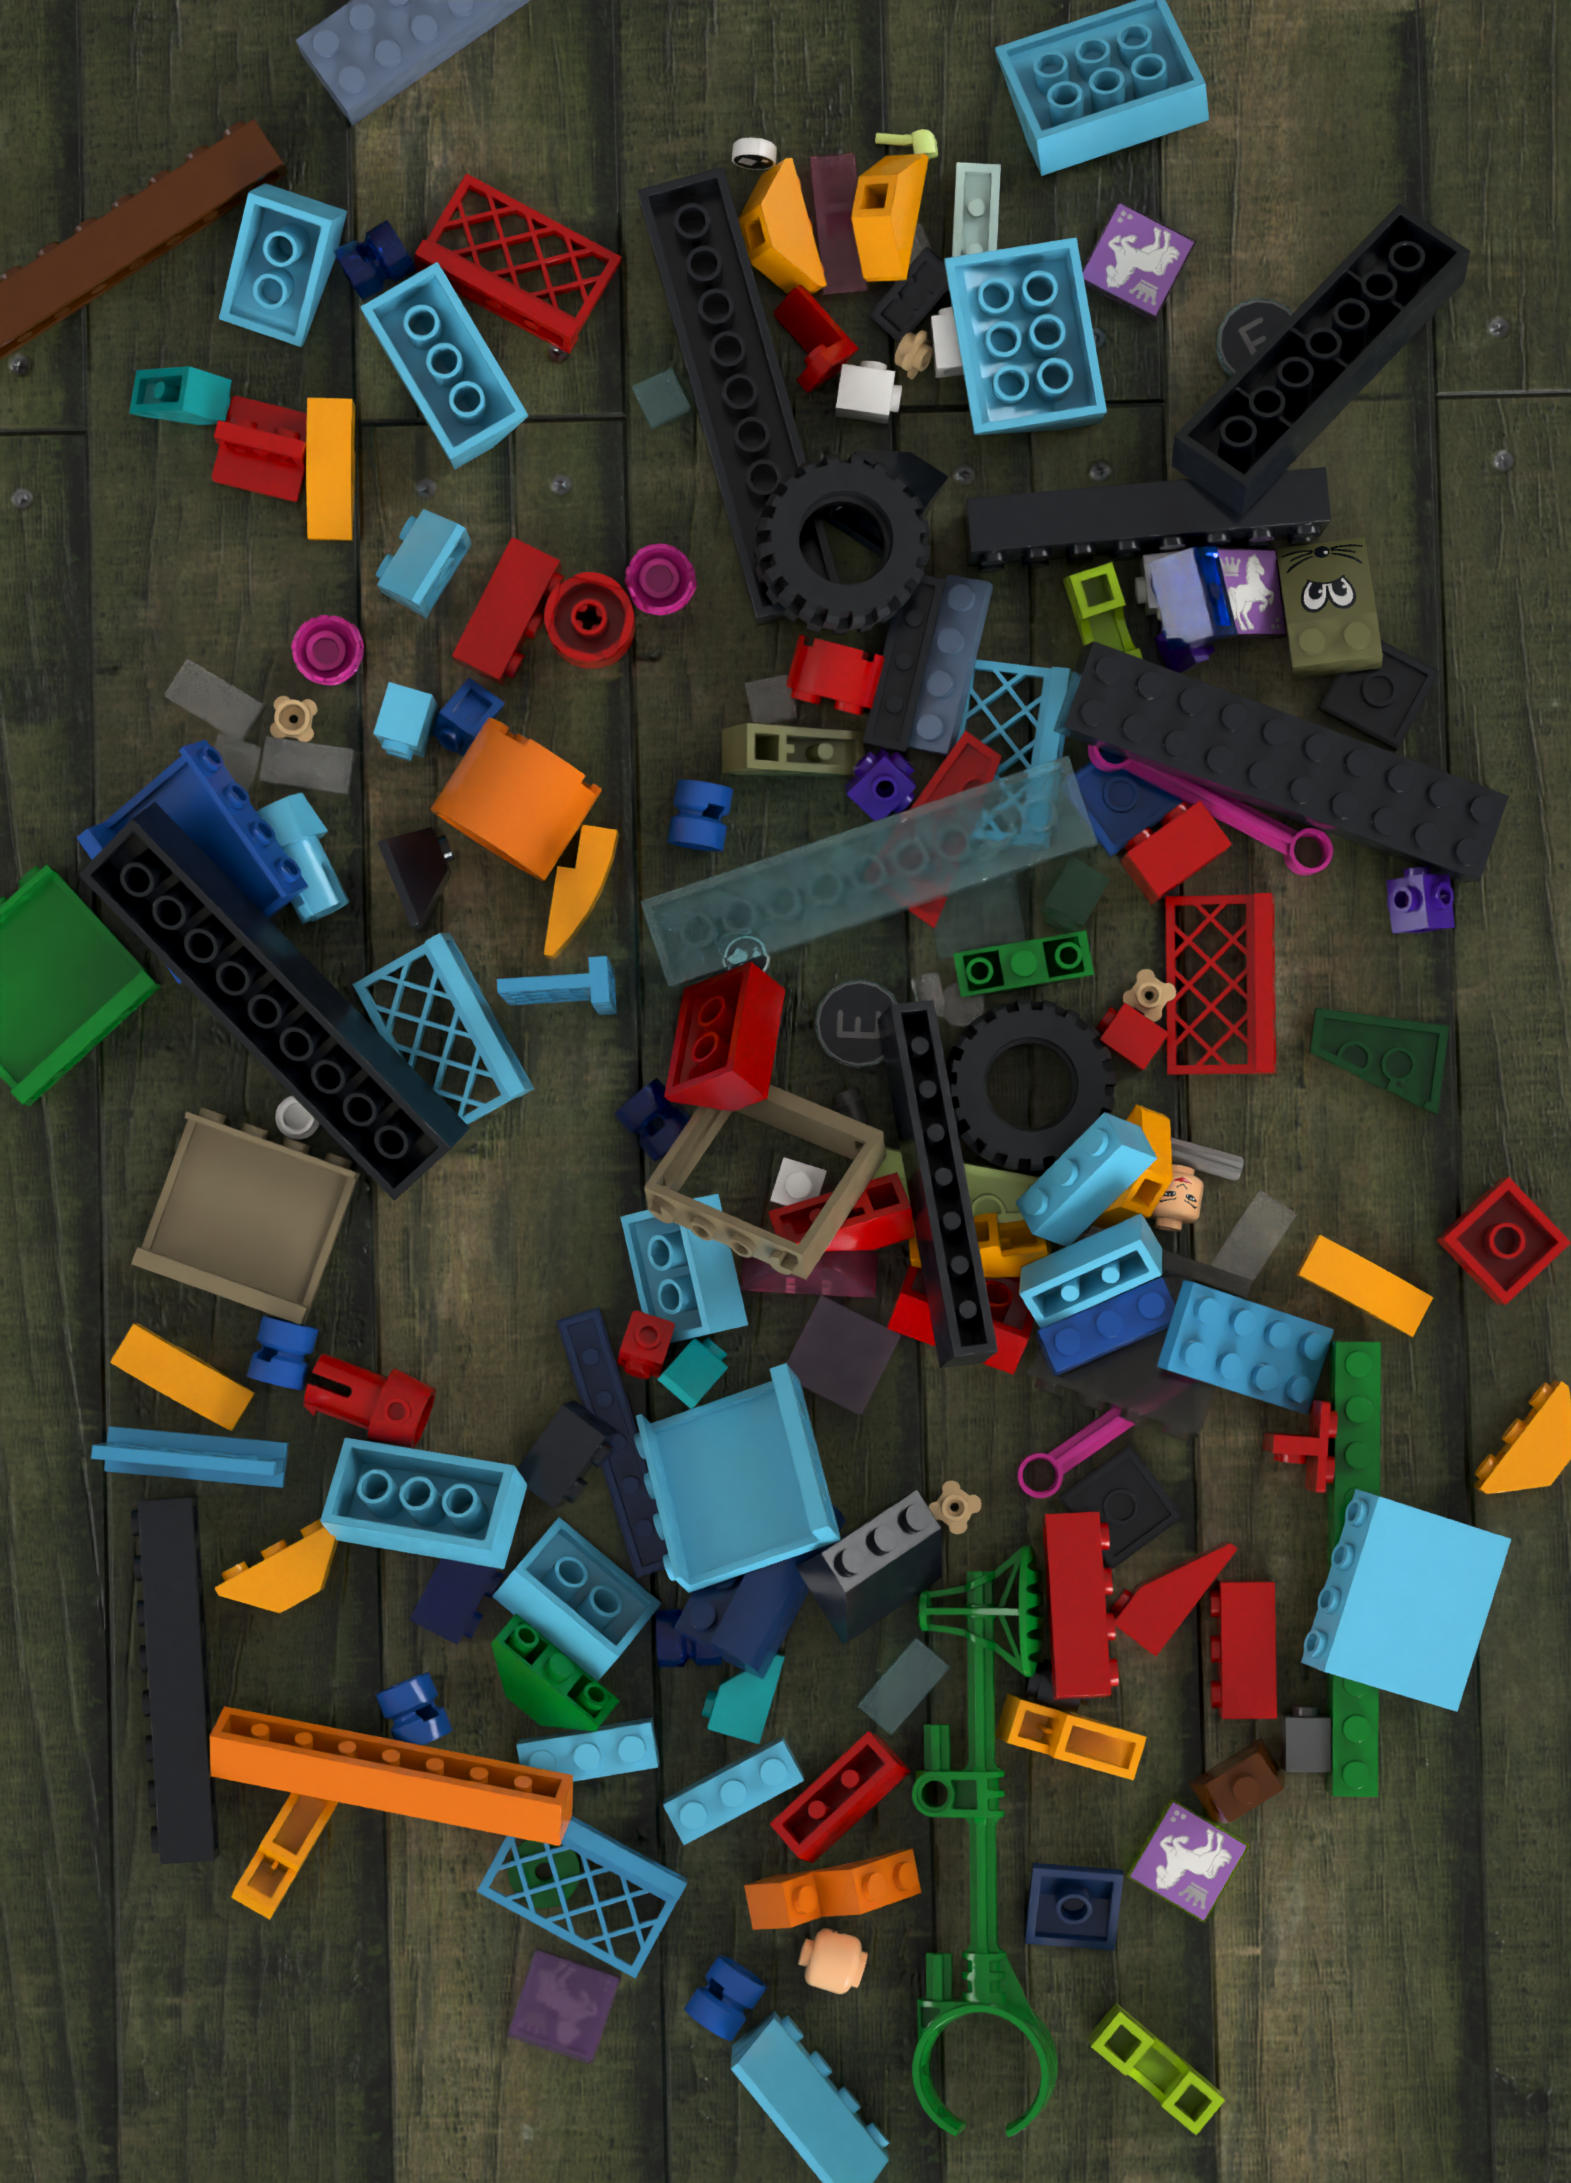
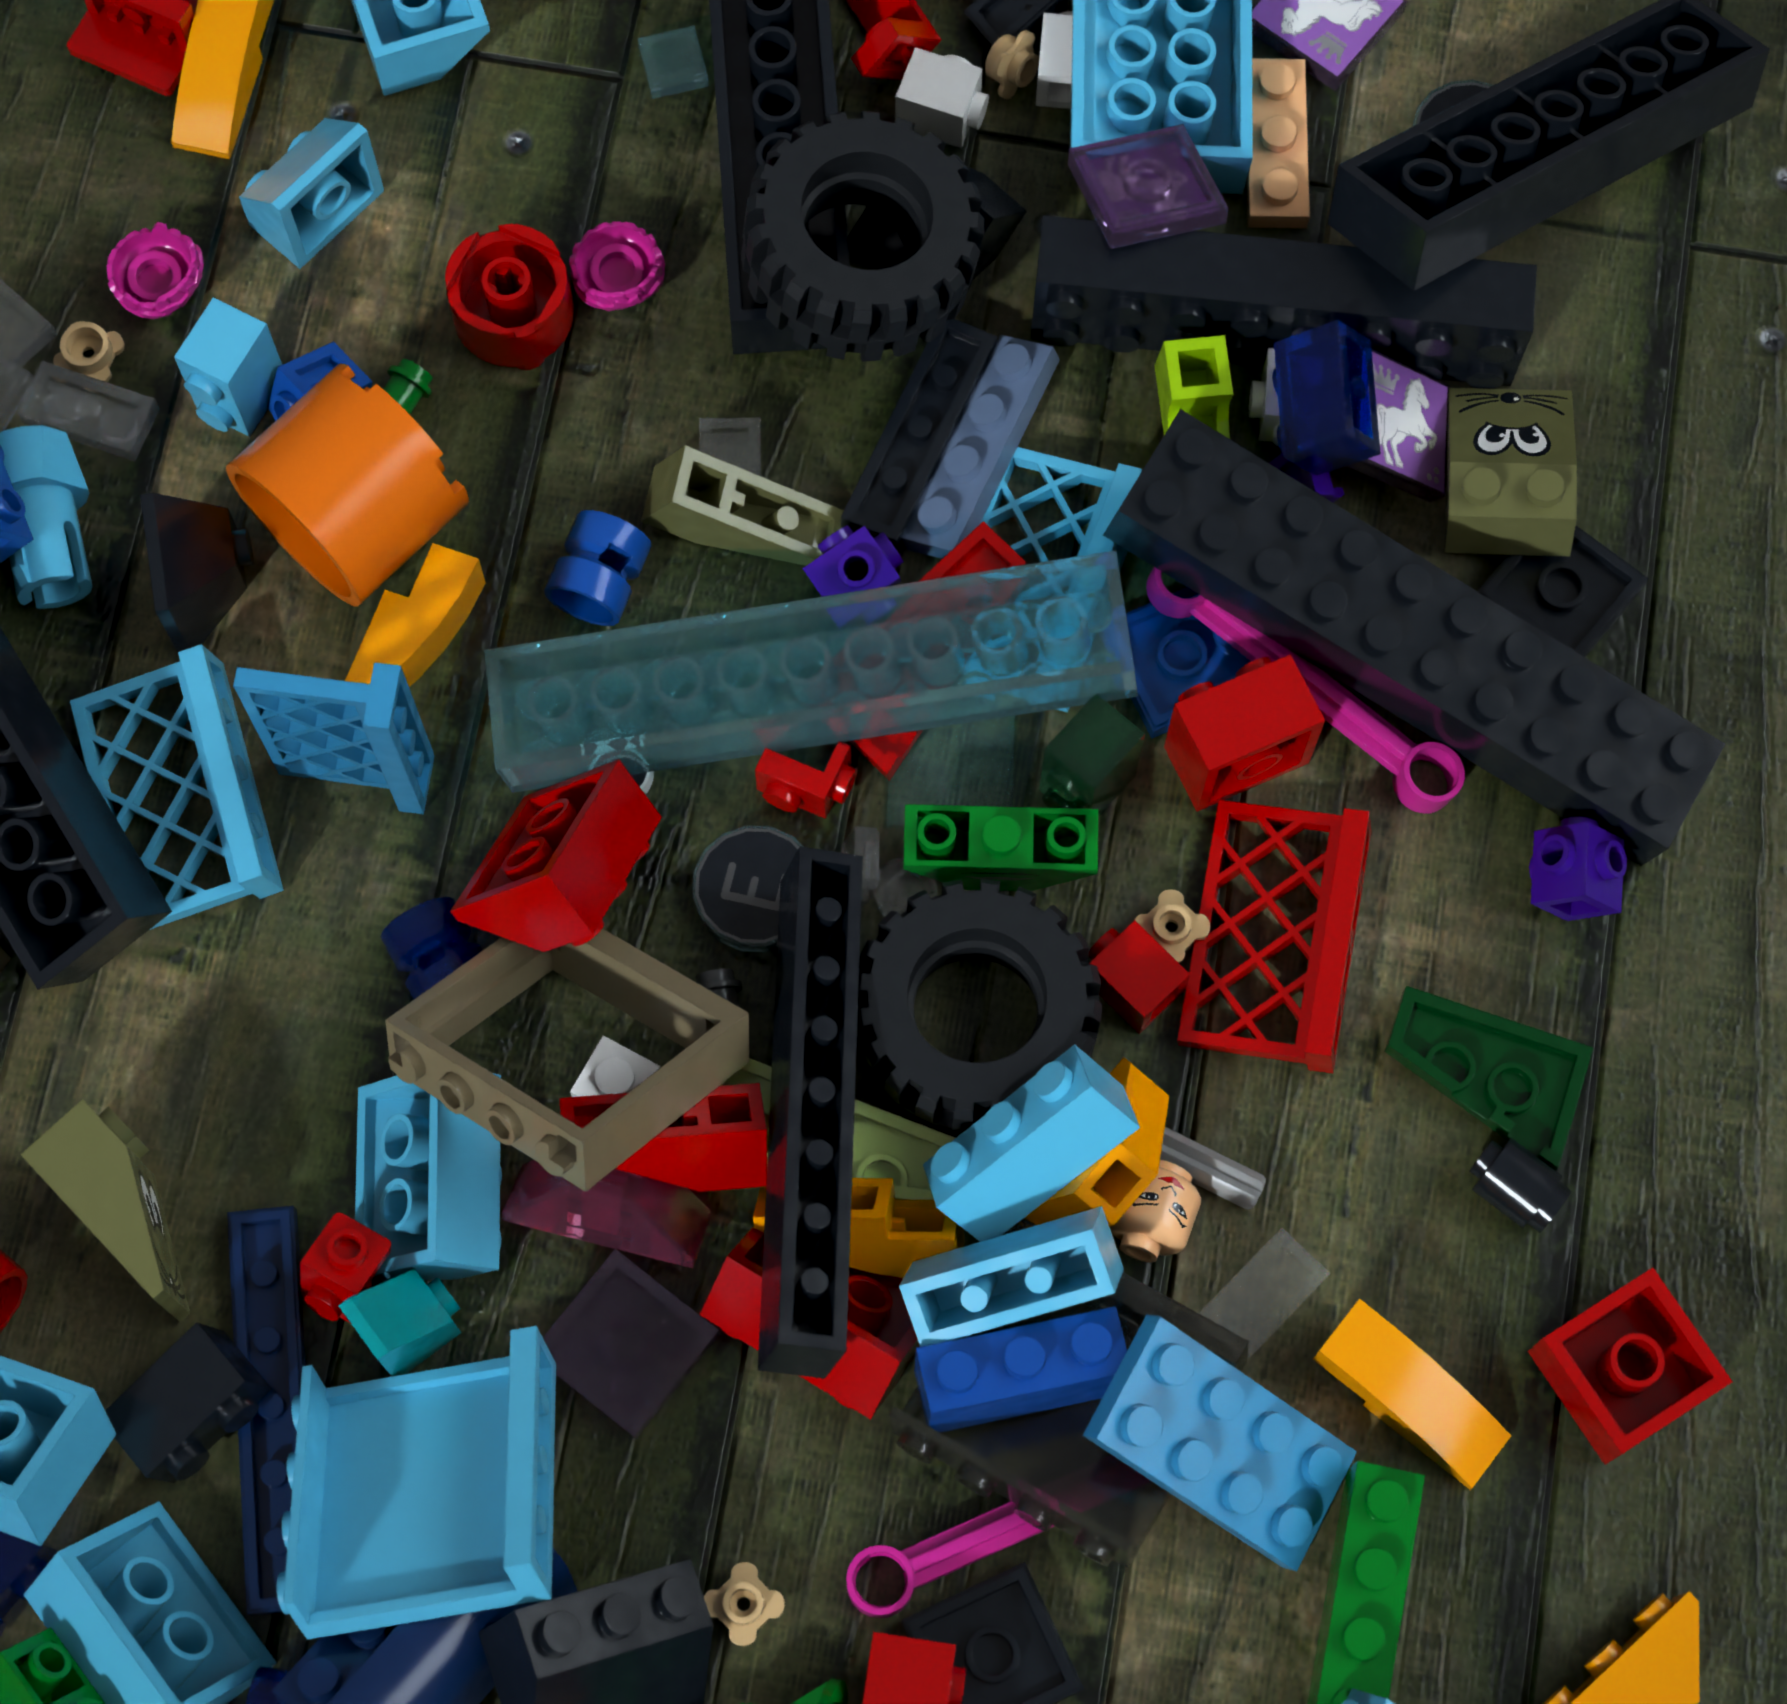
camera: 10 degrees right, 15 degrees down
(480, 1328) = (100, 1177): none -> olive slope
(508, 612) = (399, 272): red brick -> none
(526, 710) = (408, 384): none -> green pin
(834, 673) = (822, 419): red brick -> none
(868, 947) = (796, 785): none -> red bracket
(1036, 459) = (1147, 186): none -> clear purple tile
(1121, 377) = (1279, 164): none -> light nougat plate
(1296, 1447) = (1271, 1608): red bracket -> none
(1413, 1130) = (1519, 1184): none -> black brick

